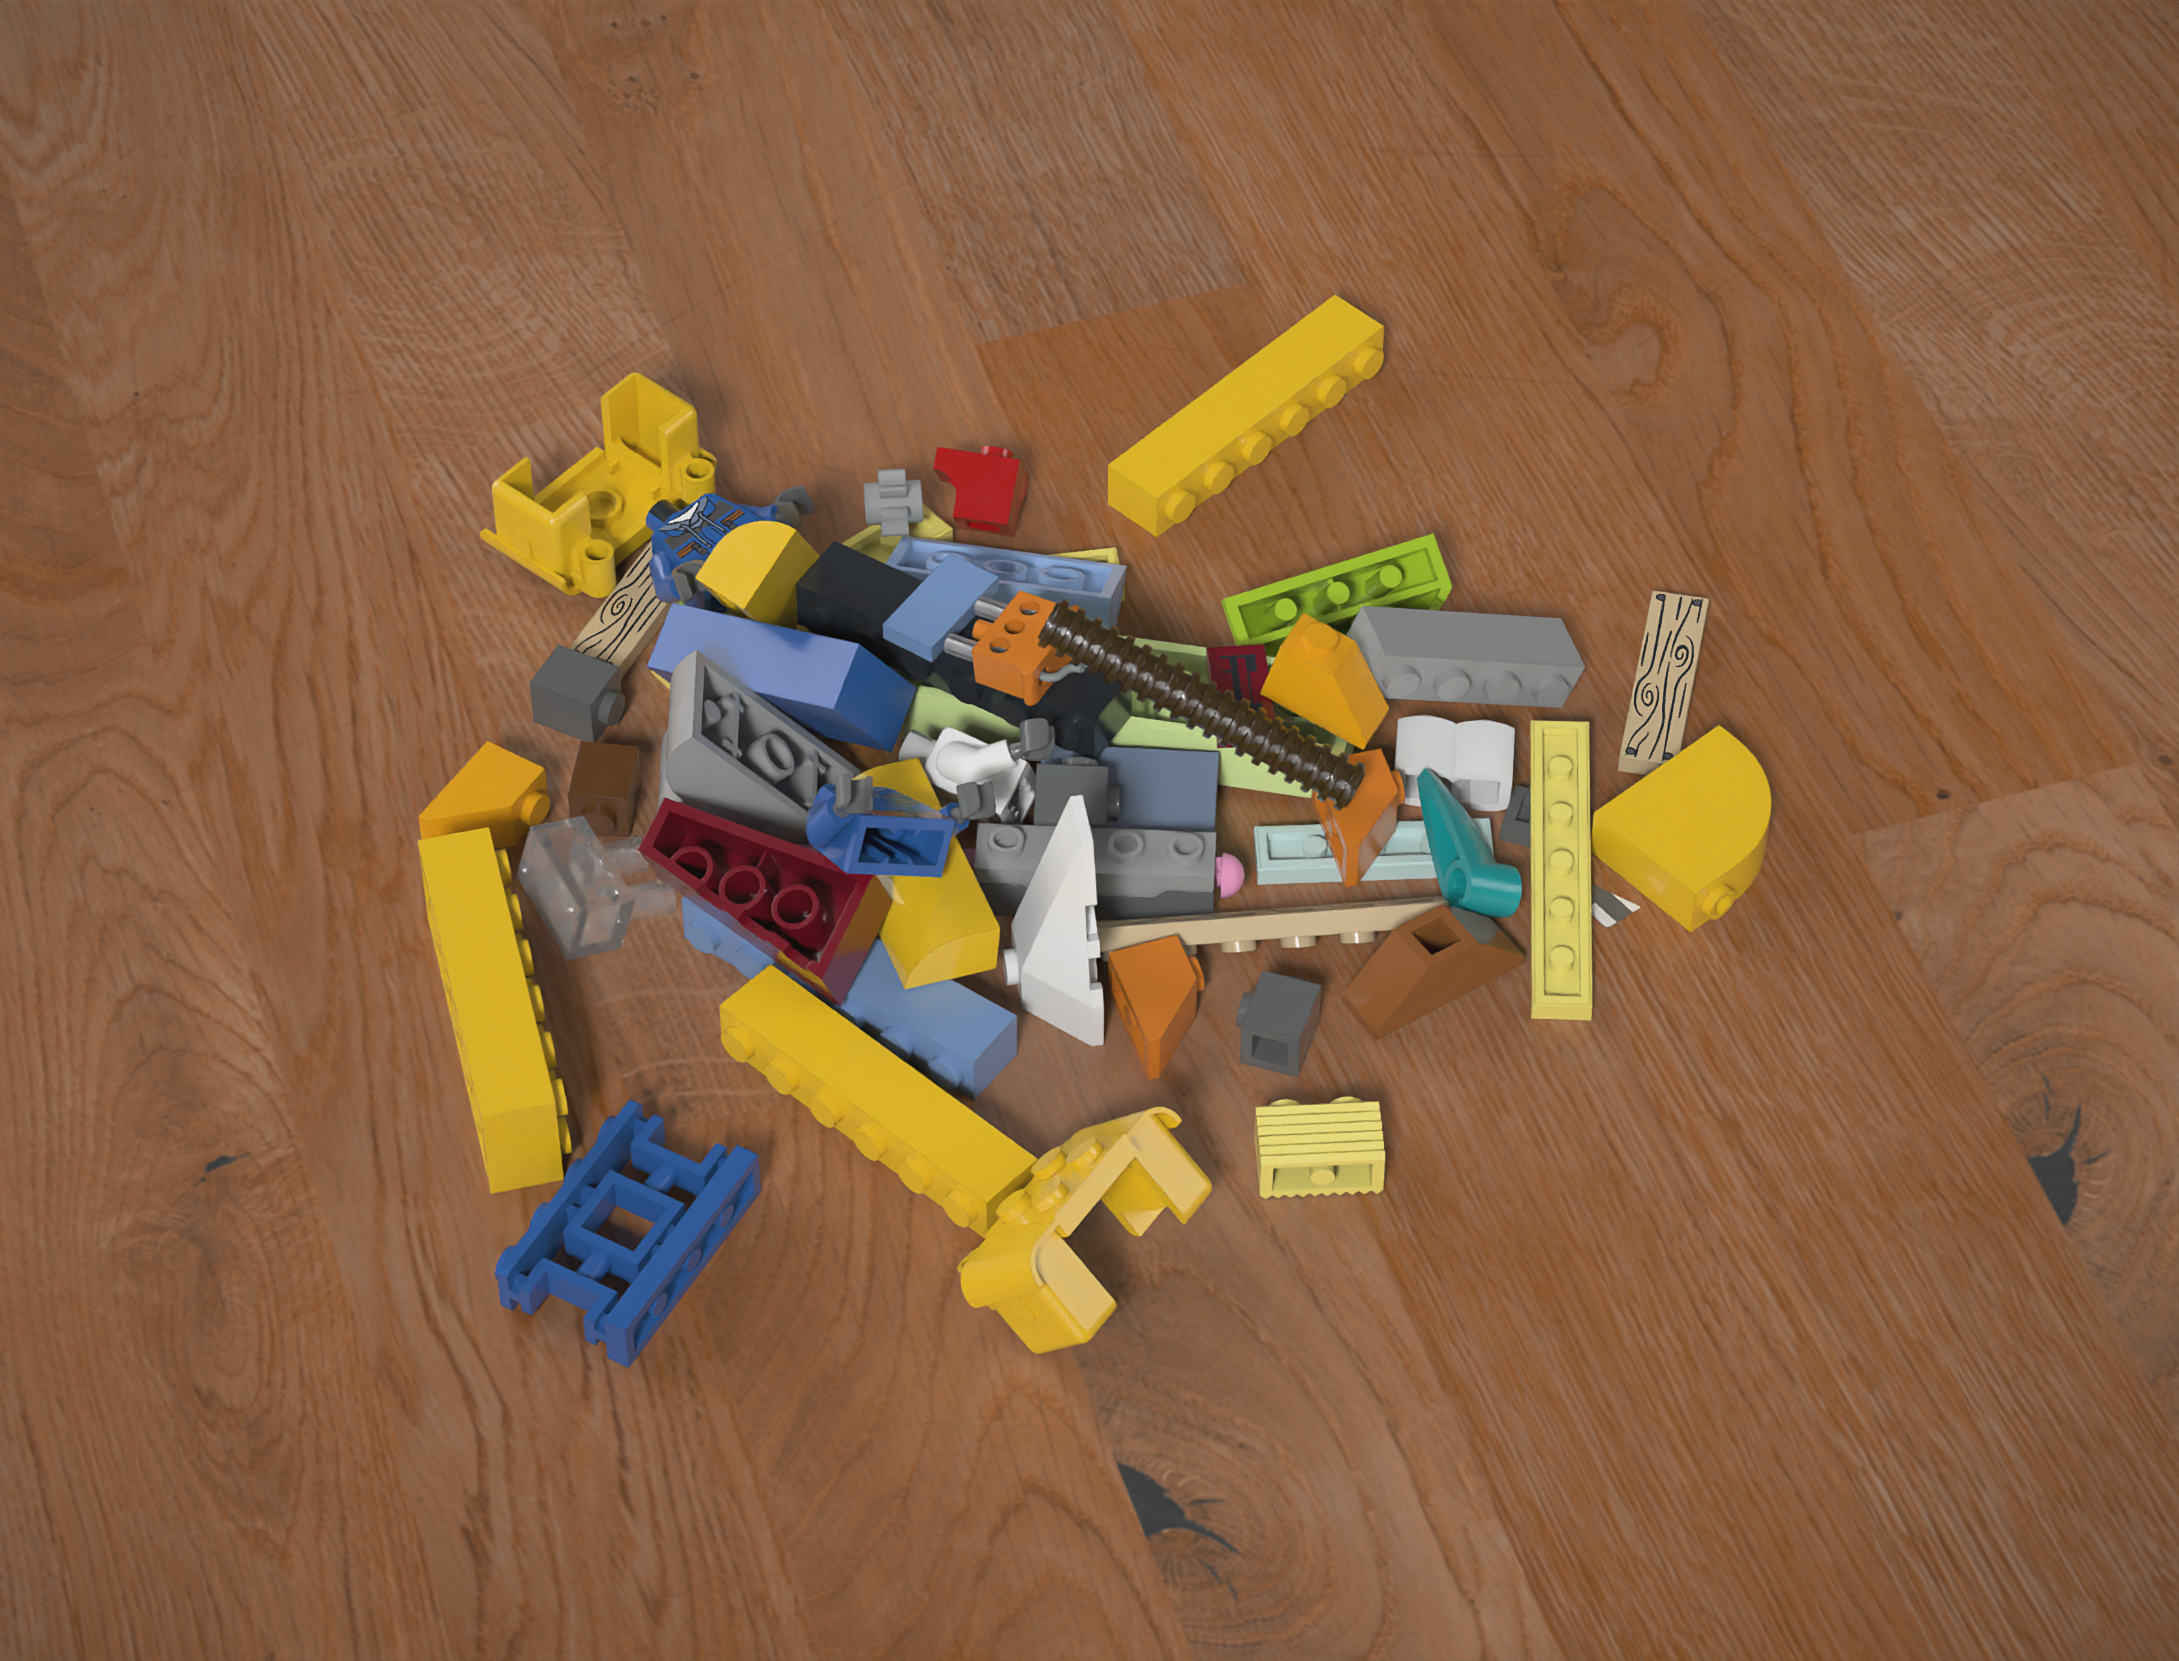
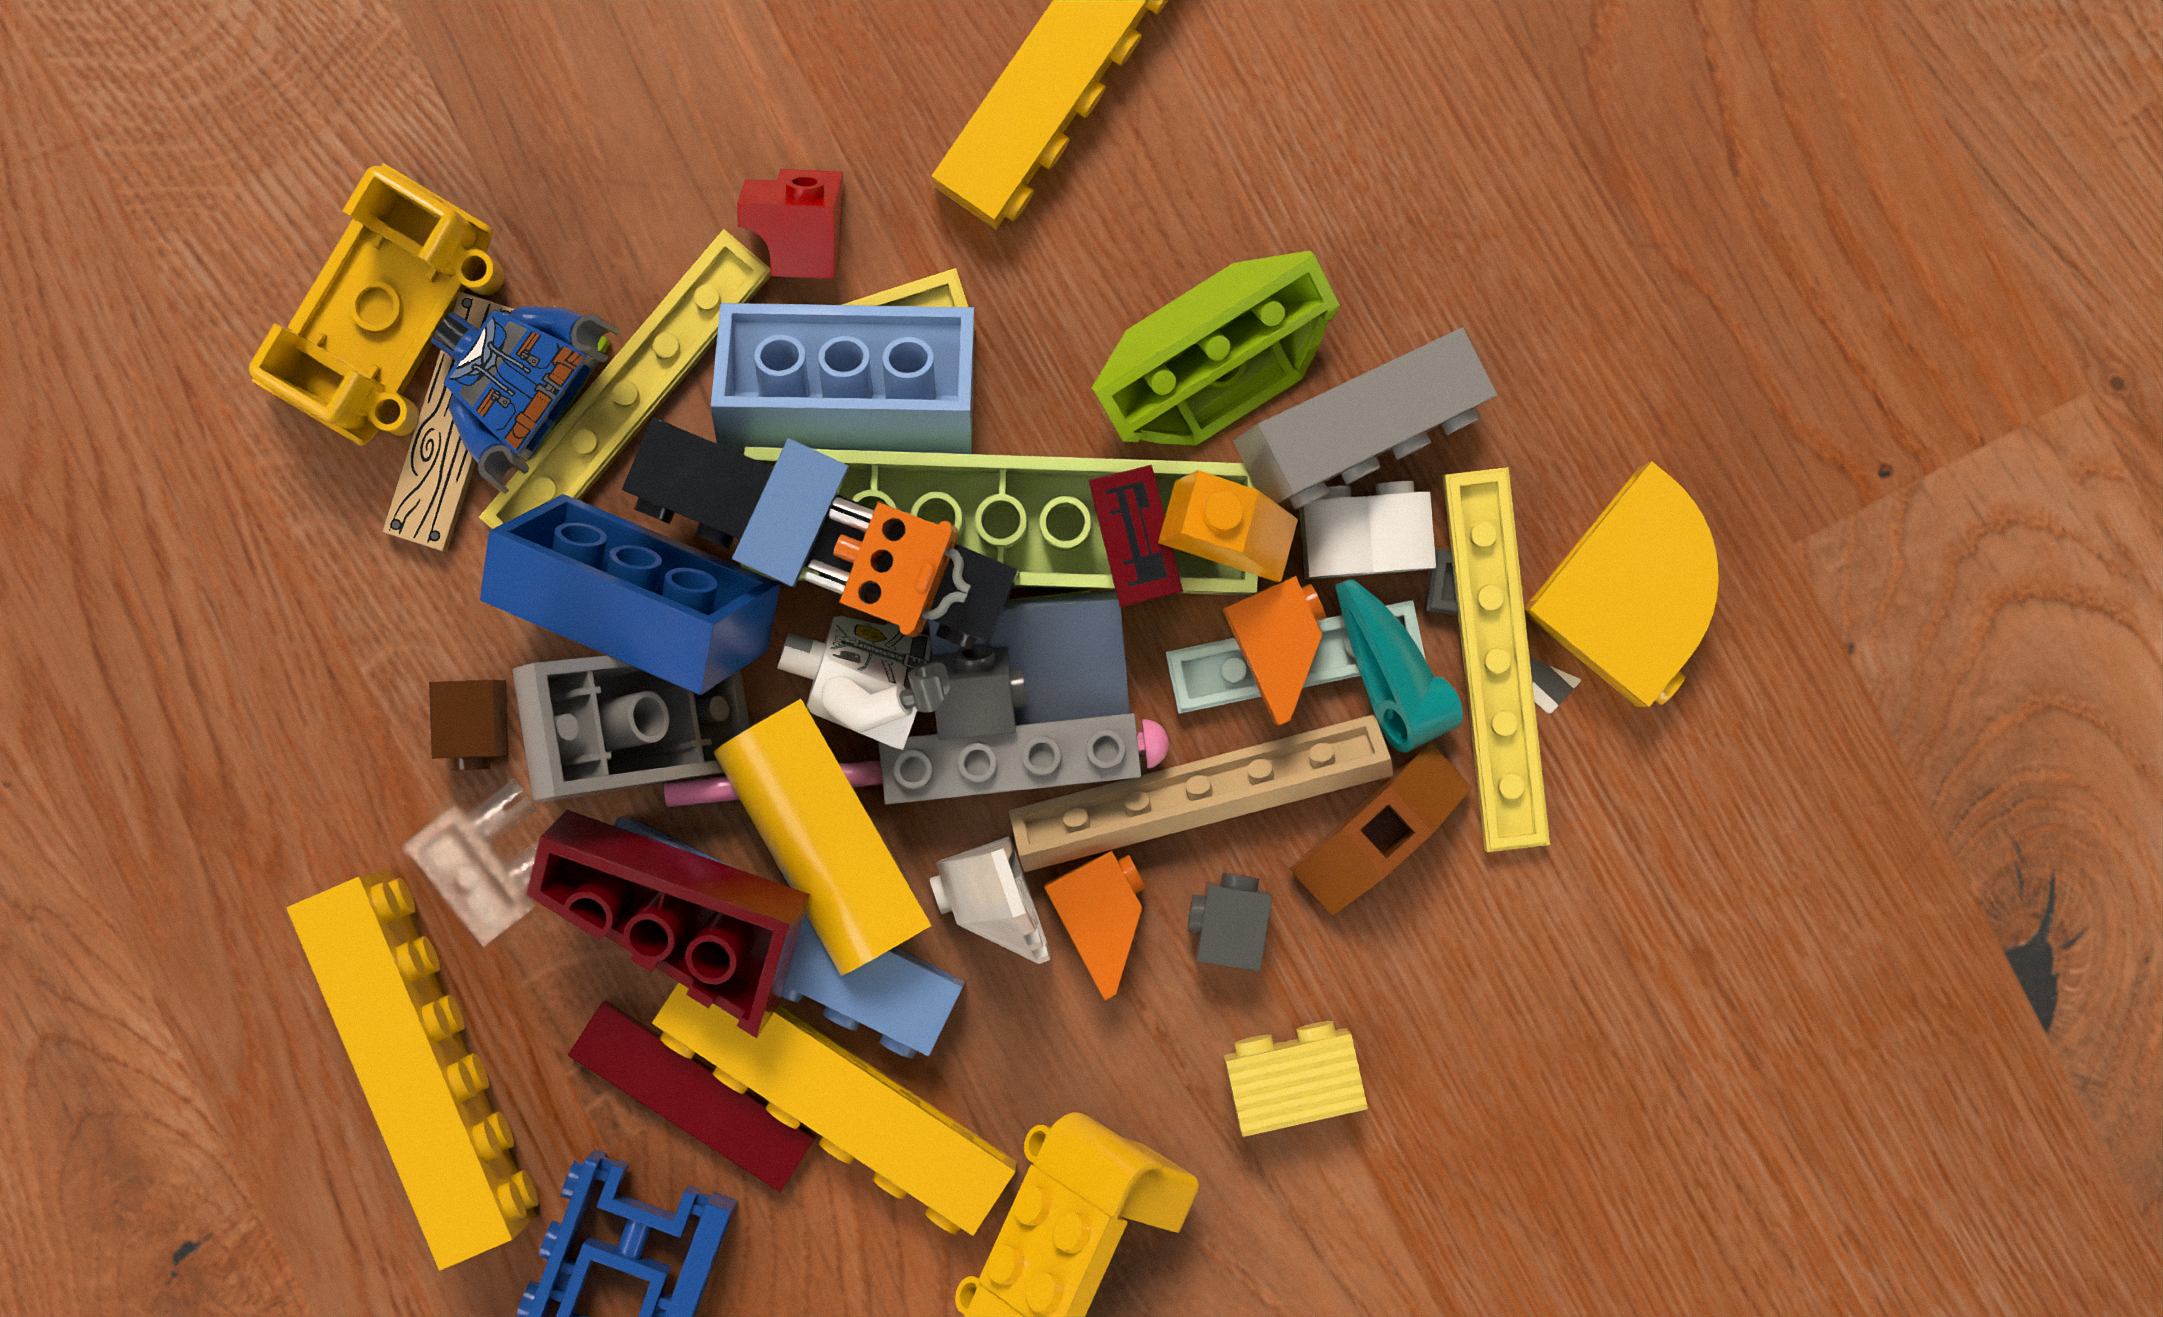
camera: 10 degrees left, 40 degrees up
(491, 792) = (347, 758): light orange slope -> none
(577, 694) = (412, 587): dark grey brick -> none
(739, 1097) = (690, 1096): none -> dark red tile
(757, 572) = (583, 496): yellow brick -> none
(888, 832) = (785, 858): blue torso -> none
(893, 502) = (701, 272): light grey gear -> none
(1201, 705) = (1100, 622): dark brown piece -> none
(1663, 682) = (1577, 370): tan tile -> none

